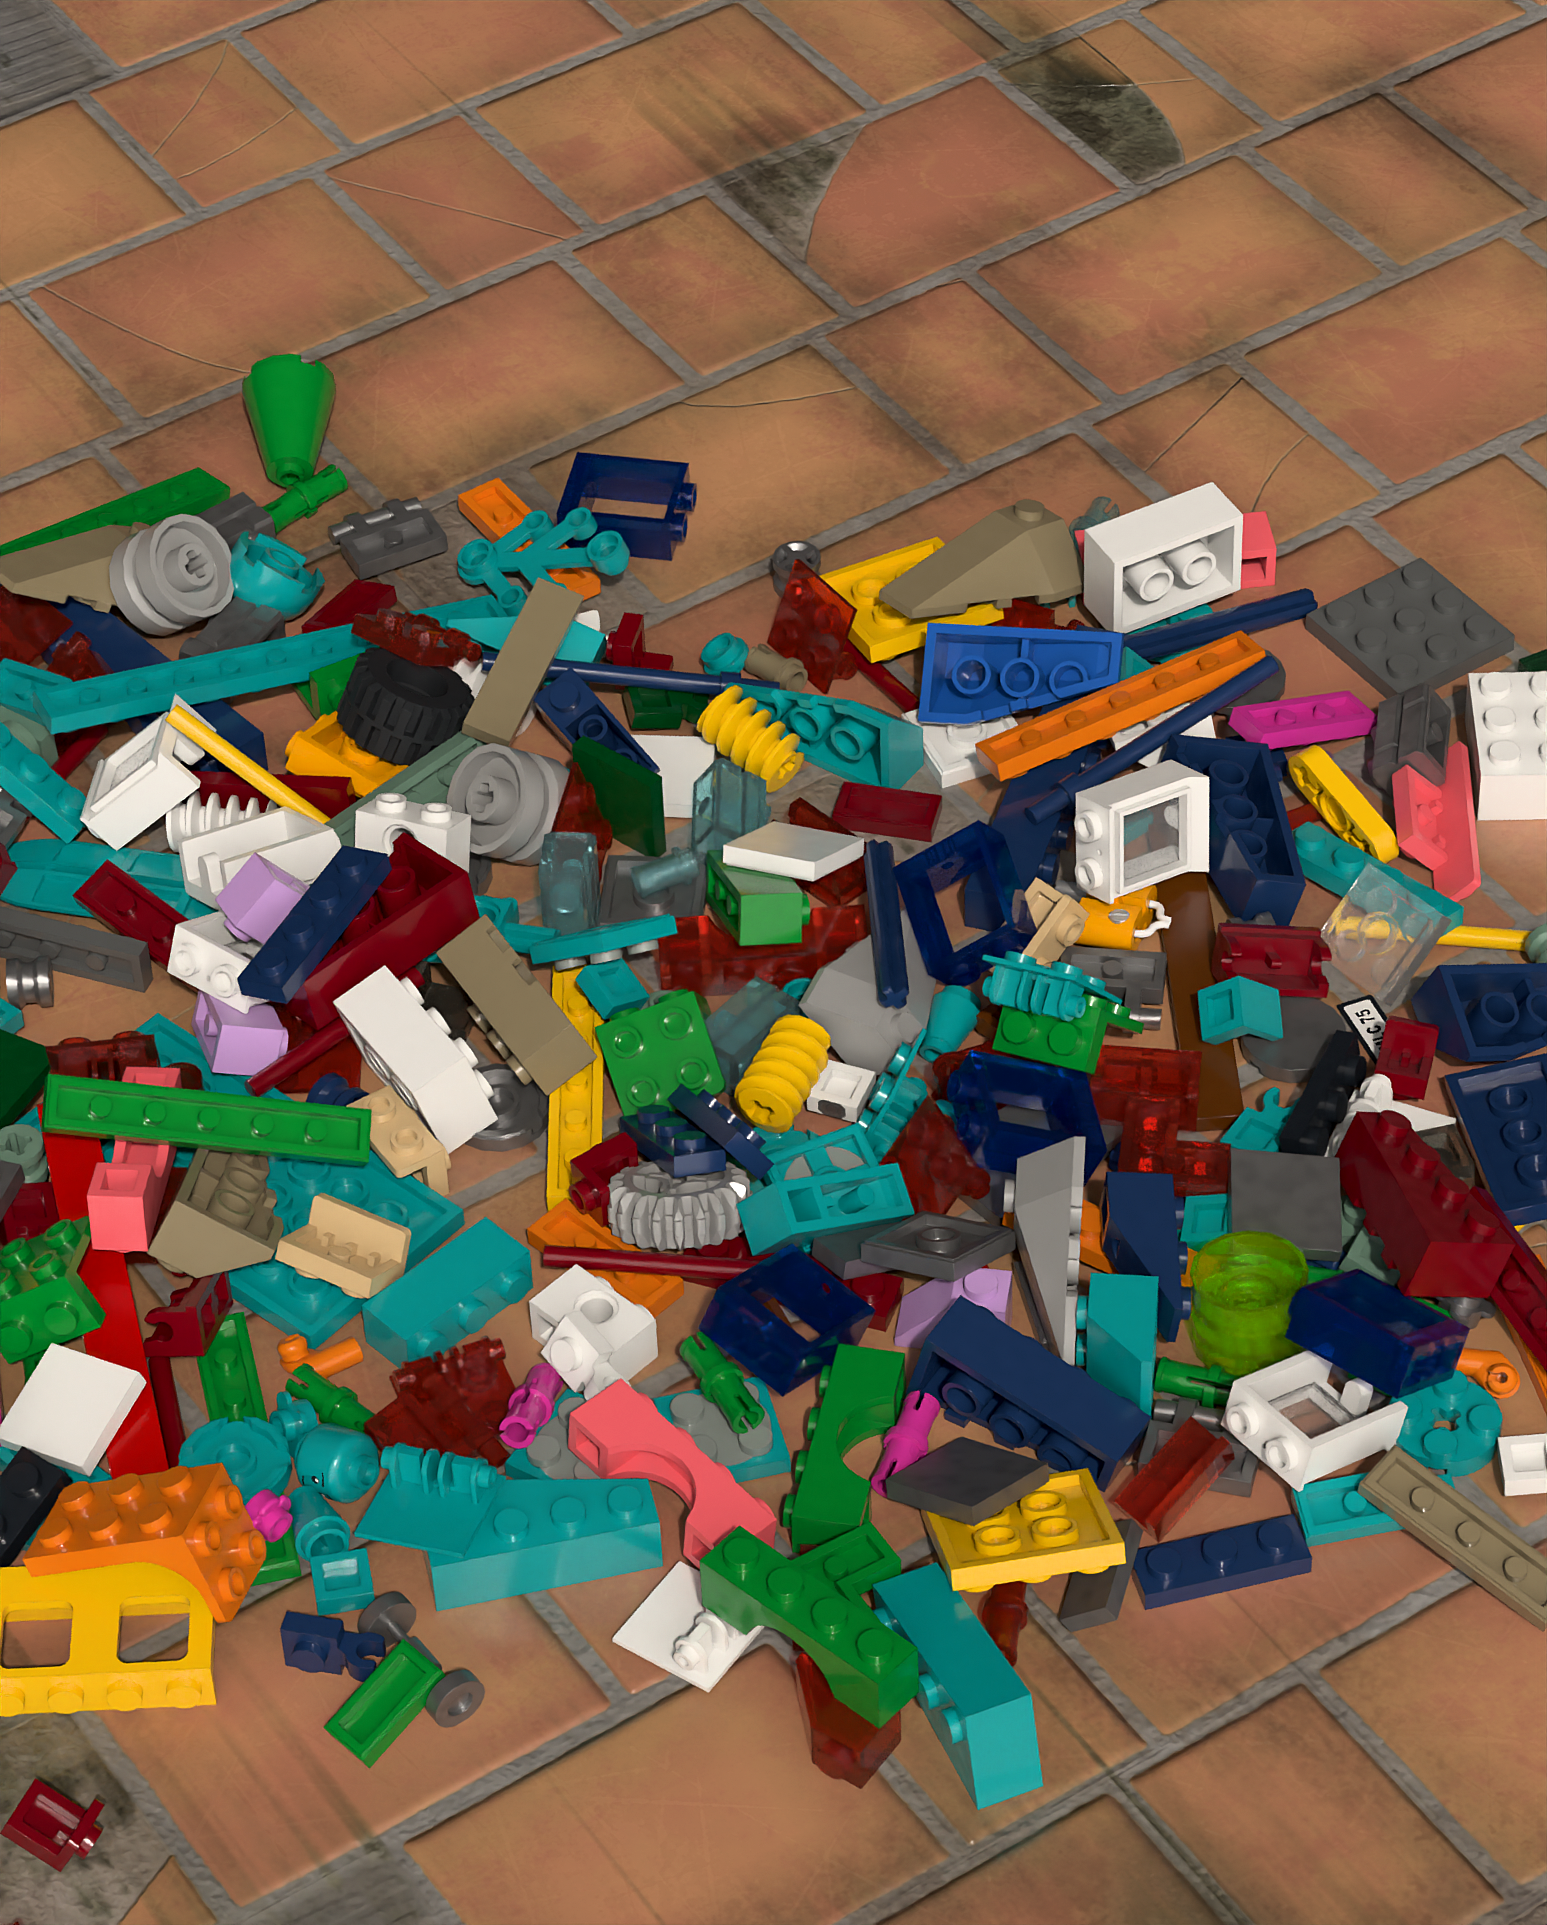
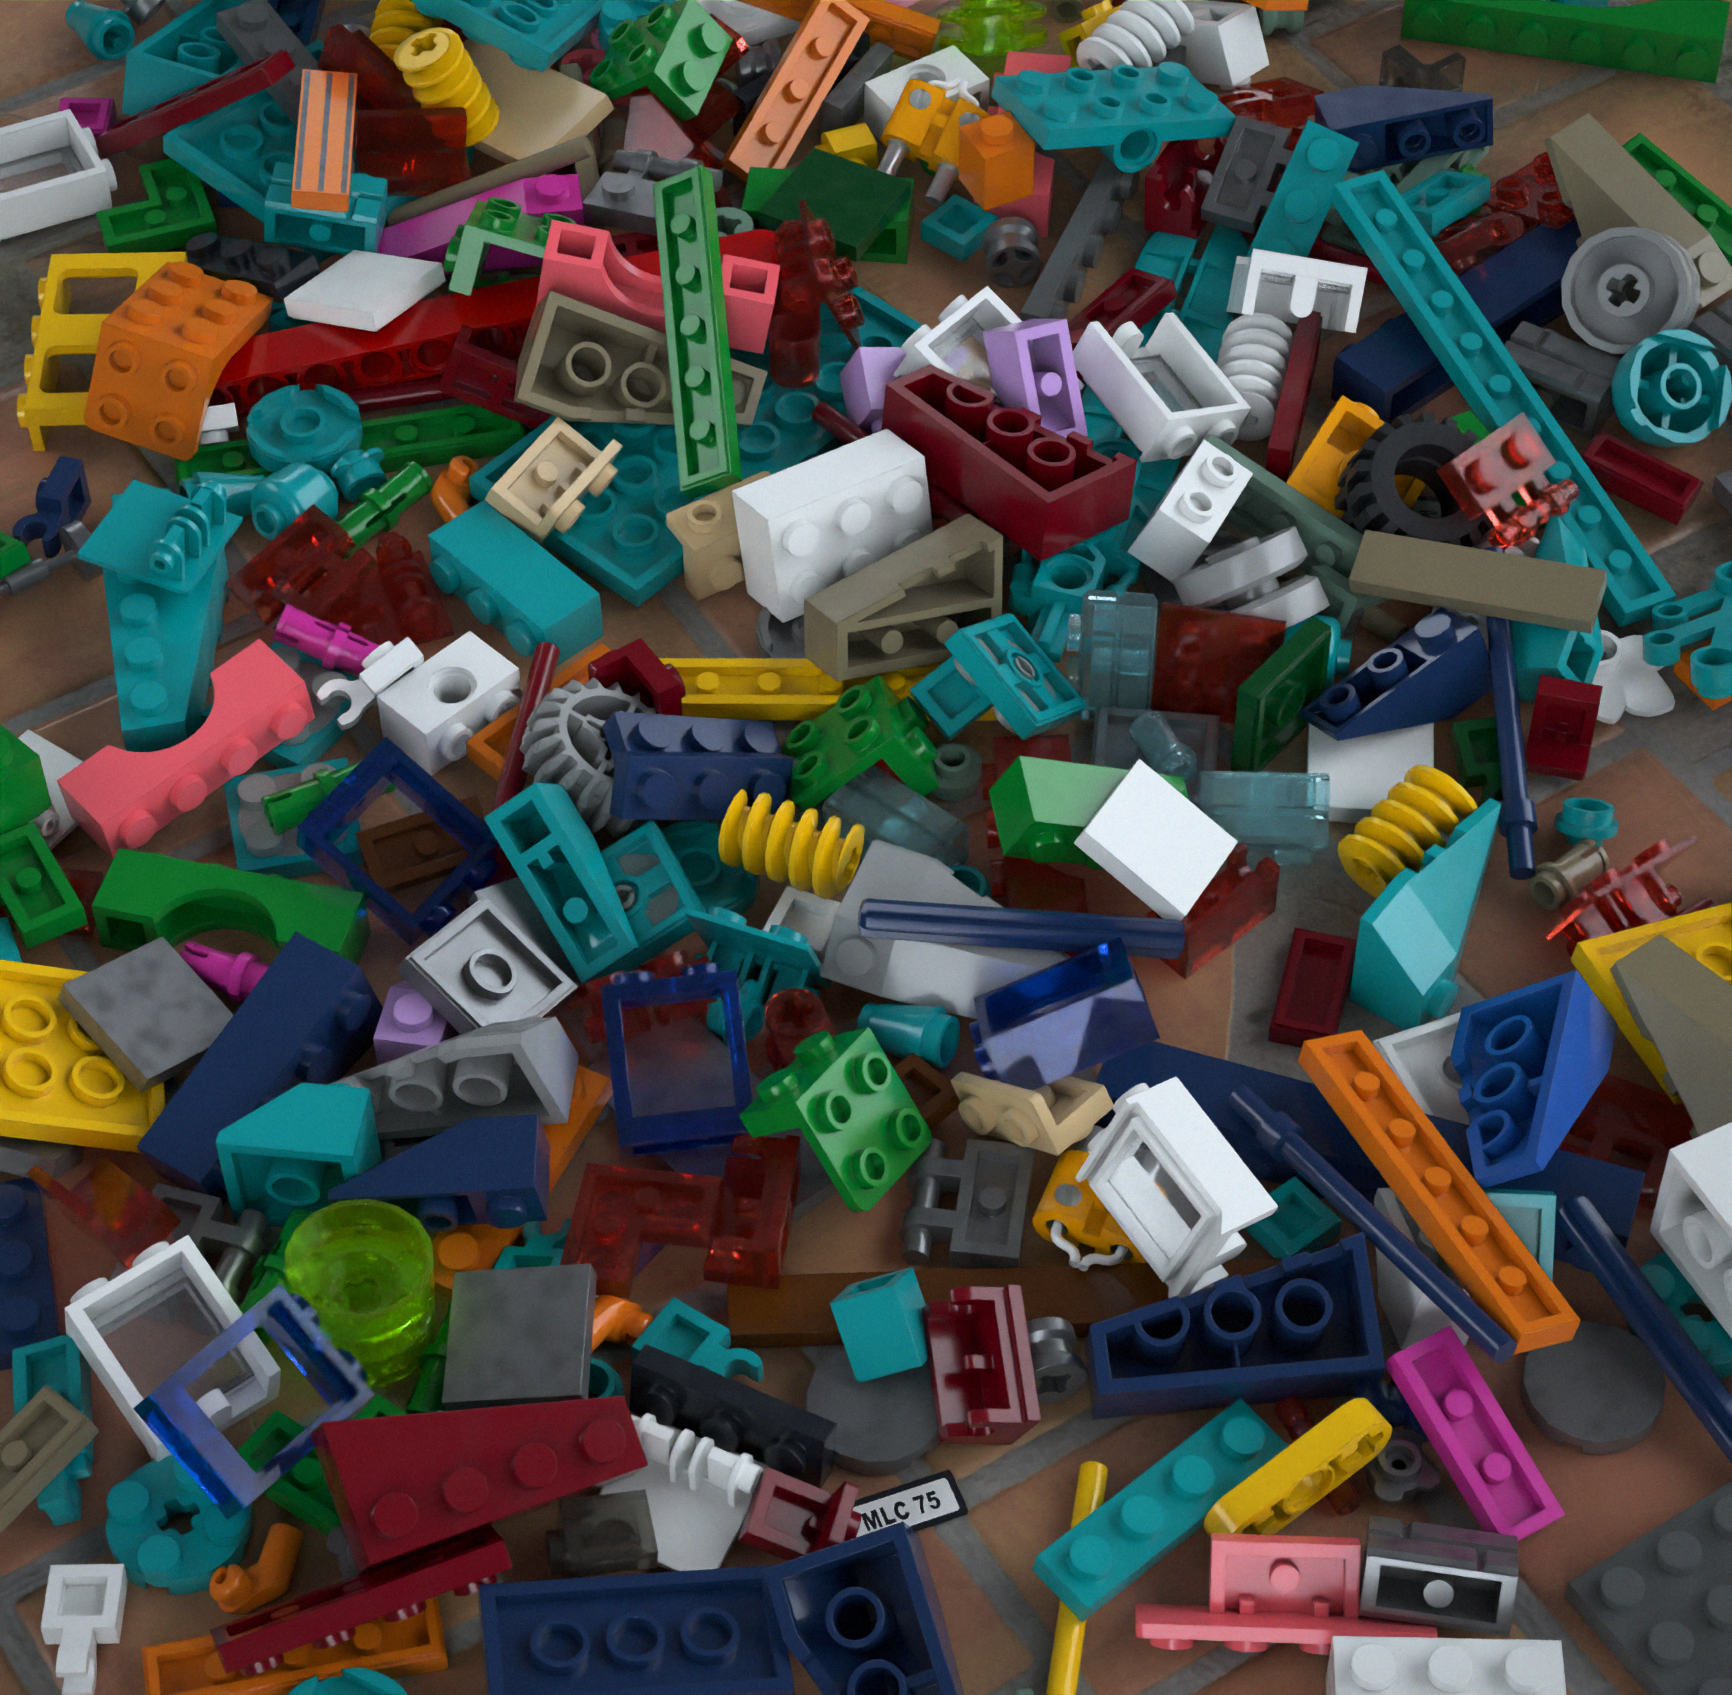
camera: 90 degrees right, 5 degrees up
(241, 764) = (1282, 354): yellow bar -> none
(270, 1514) = (219, 448): dark pink plate -> none
(314, 924) = (974, 386): dark blue plate -> none
(1044, 990) = (859, 1064): teal hinge -> none
(1381, 934) = (1033, 1498): clear plate -> none

